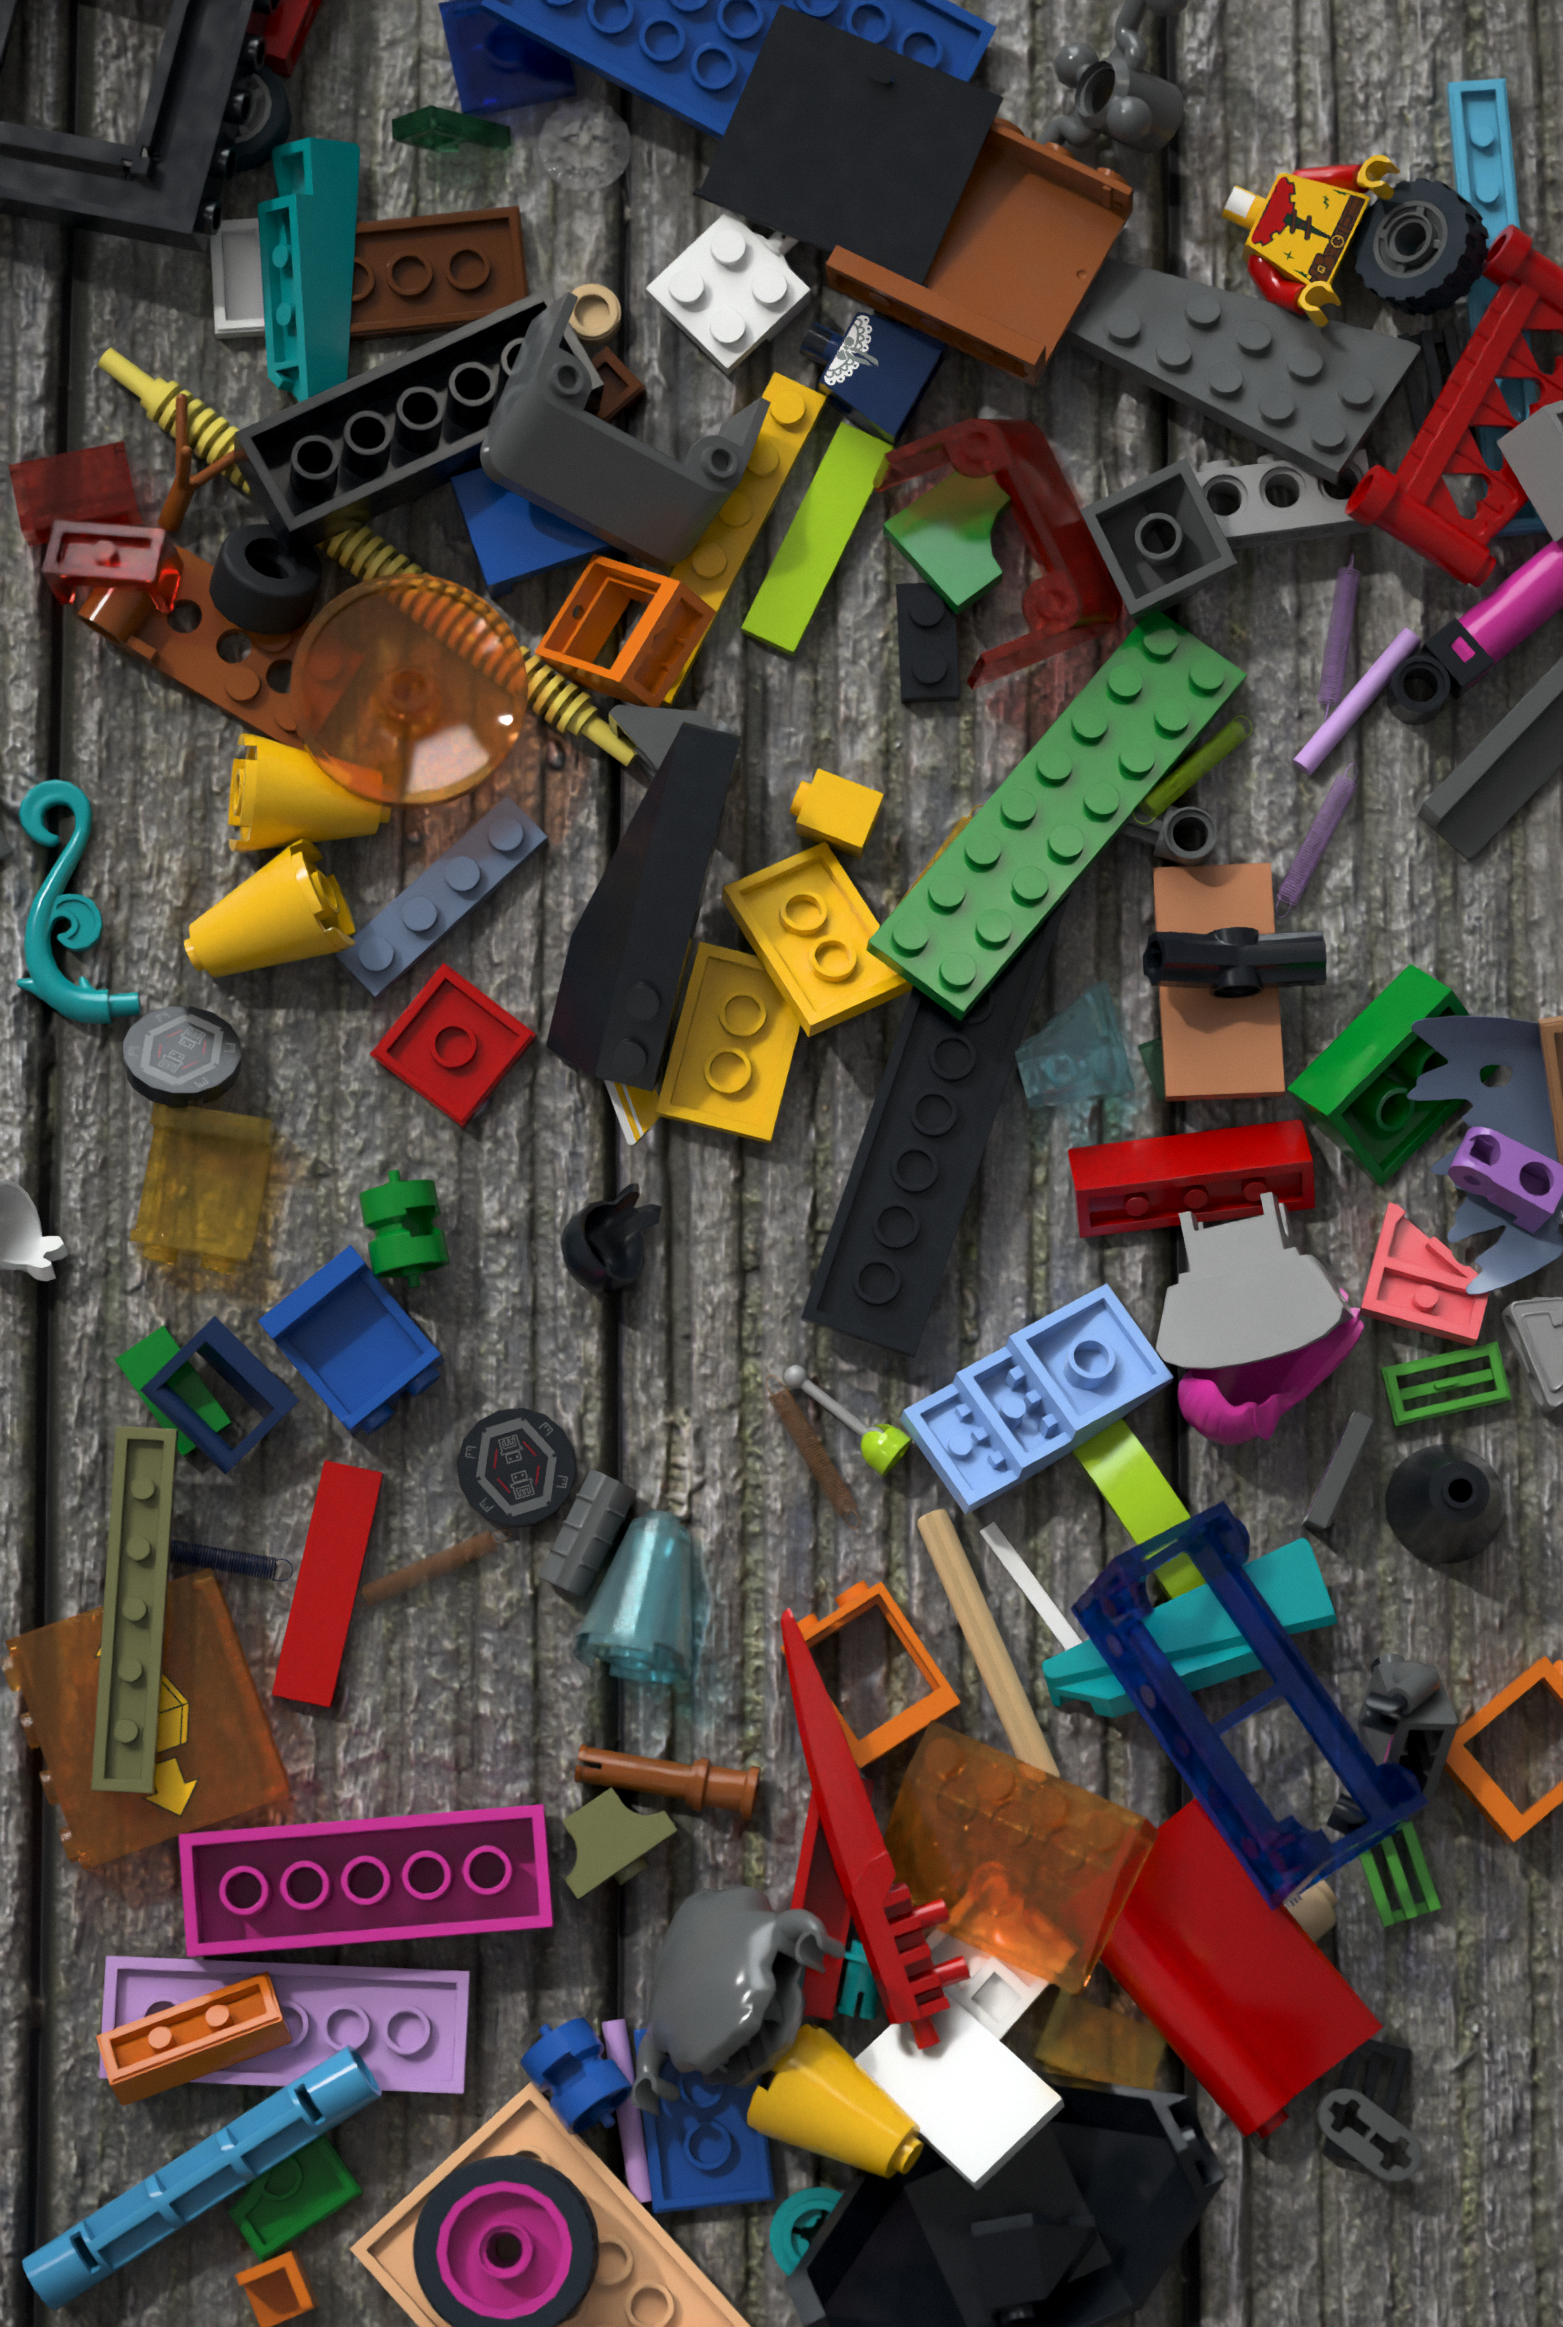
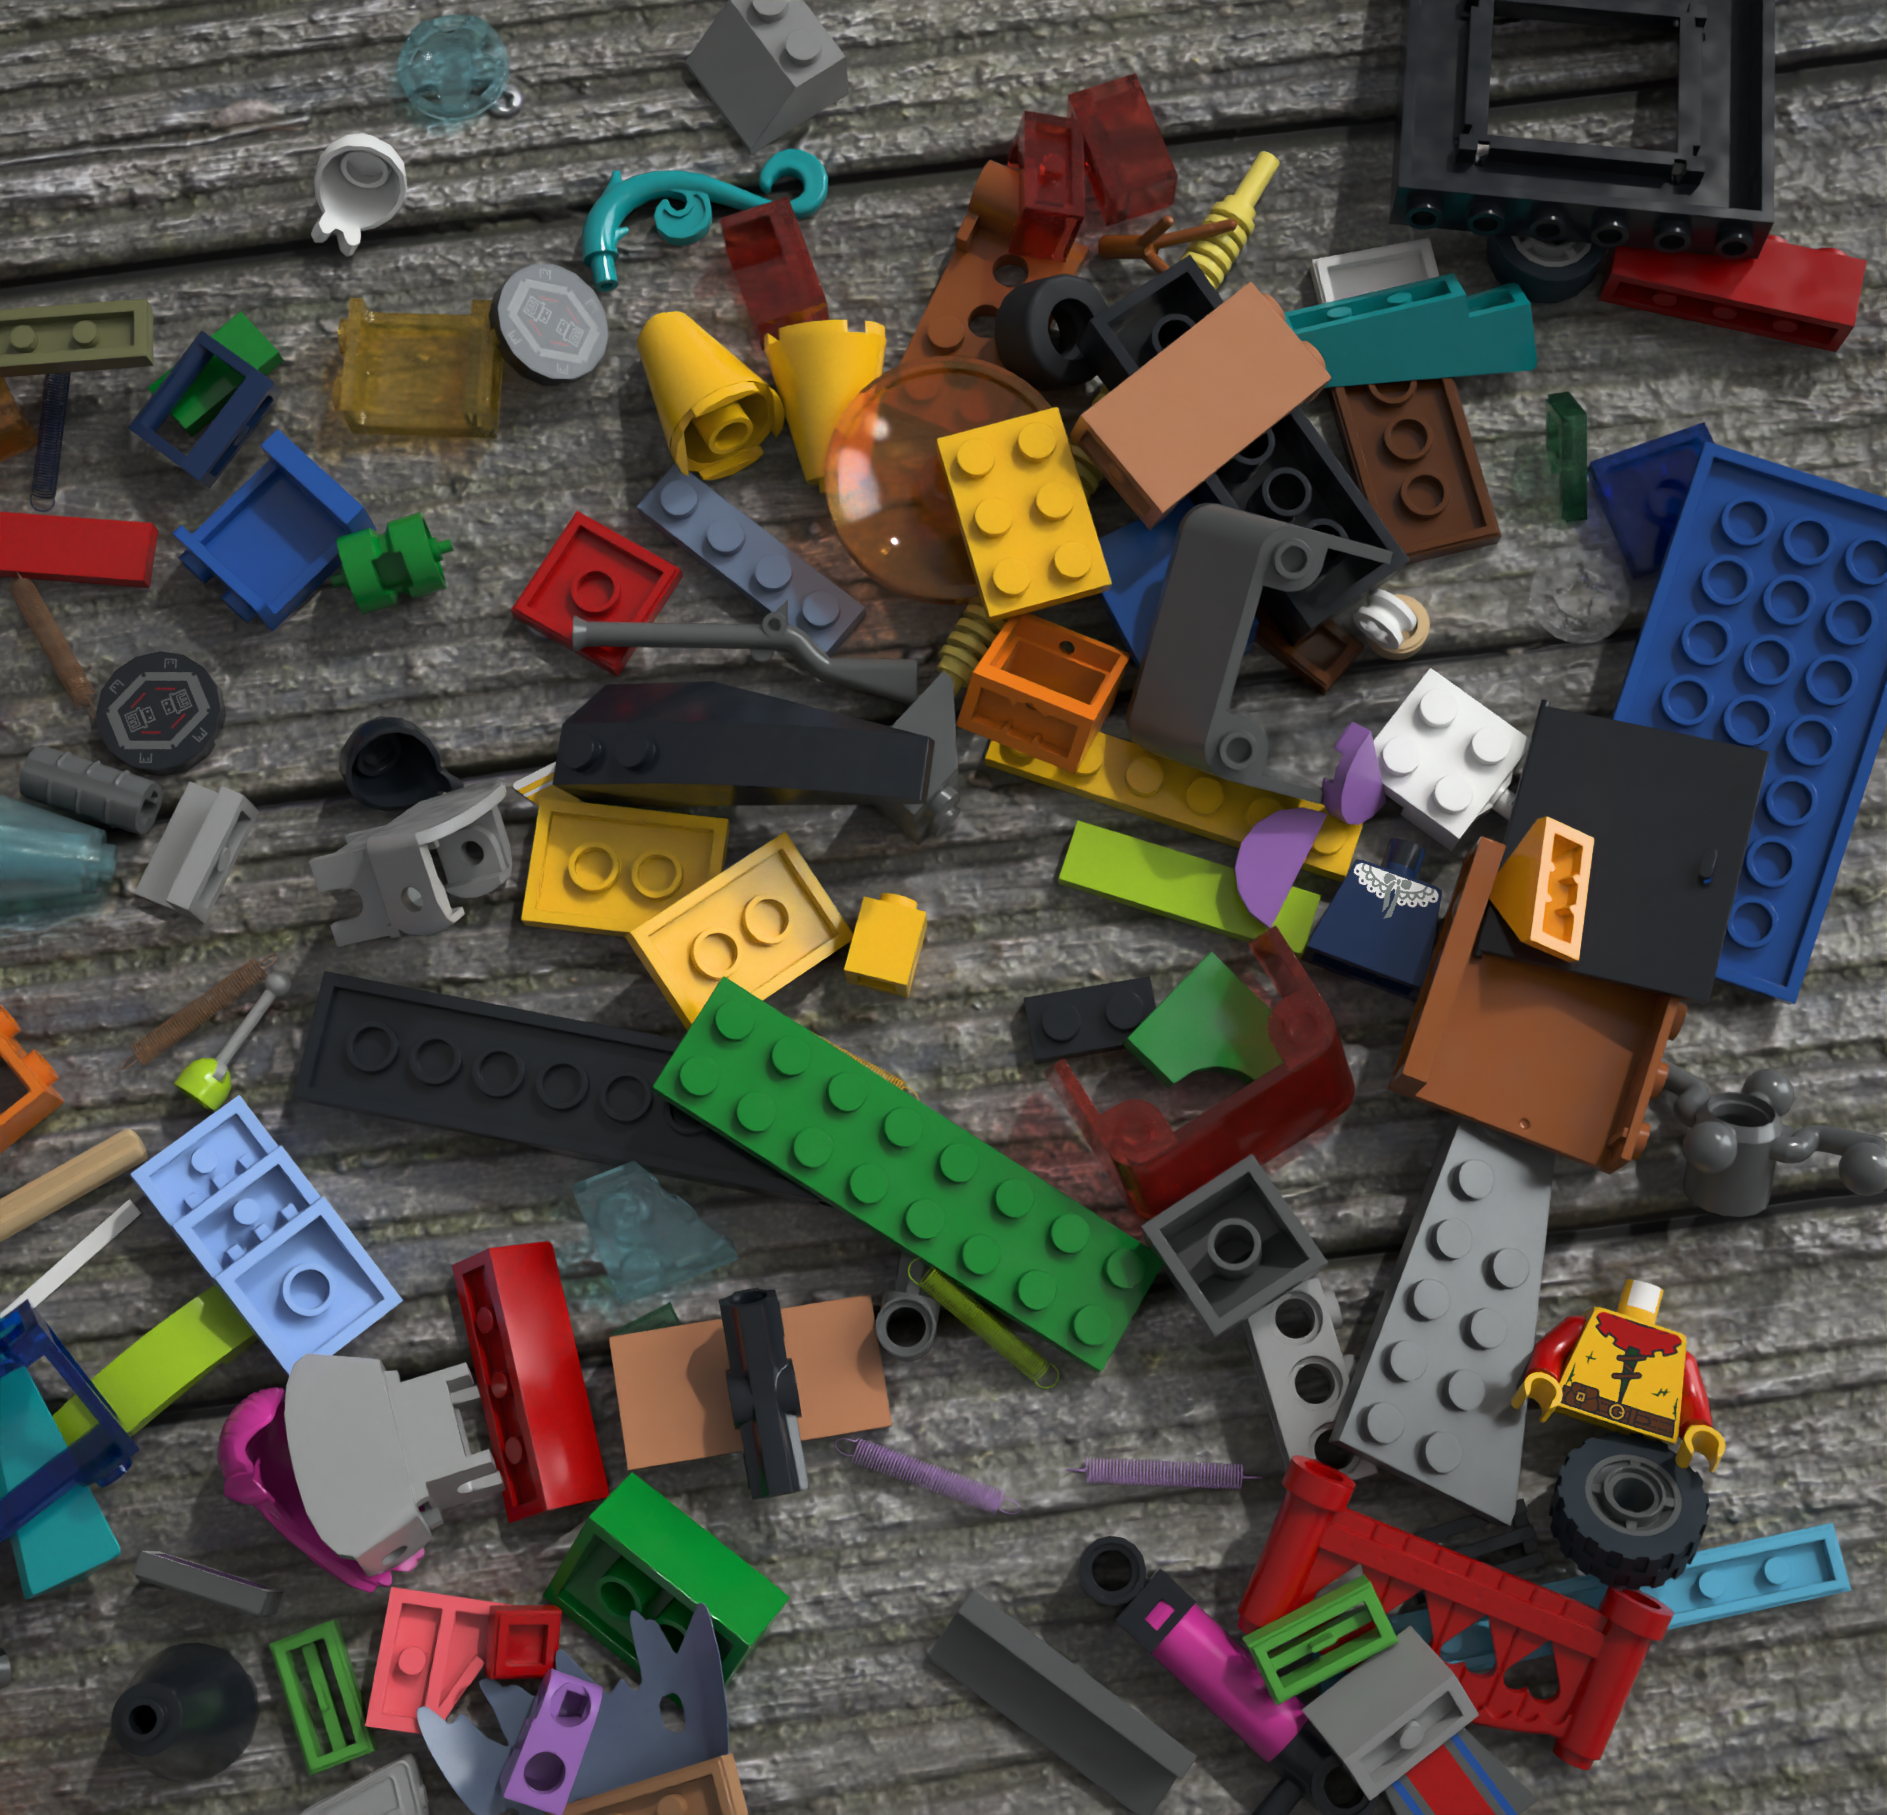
camera: 85 degrees right, 5 degrees down
(155, 838) = (773, 268): none -> clear red panel
(379, 445) = (1200, 403): none -> nougat panel
(458, 625) = (1023, 514): none -> yellow plate
(578, 786) = (878, 677): none -> dark grey piece
(594, 320) = (1384, 618): none -> white bush
(657, 1443) = (198, 851): none -> light grey panel
(715, 1215) = (396, 871): none -> light grey piece
(750, 365) = (1357, 783): none -> medium lavender tile
(808, 456) = (1272, 859): none -> medium lavender tile
(879, 218) = (1546, 888): none -> light orange slope
(1356, 702) = (1092, 1503): lavender bar -> none
(1419, 1201) = (522, 1641): none -> red tile
(1491, 519) = (1308, 1617): none -> bright green tile

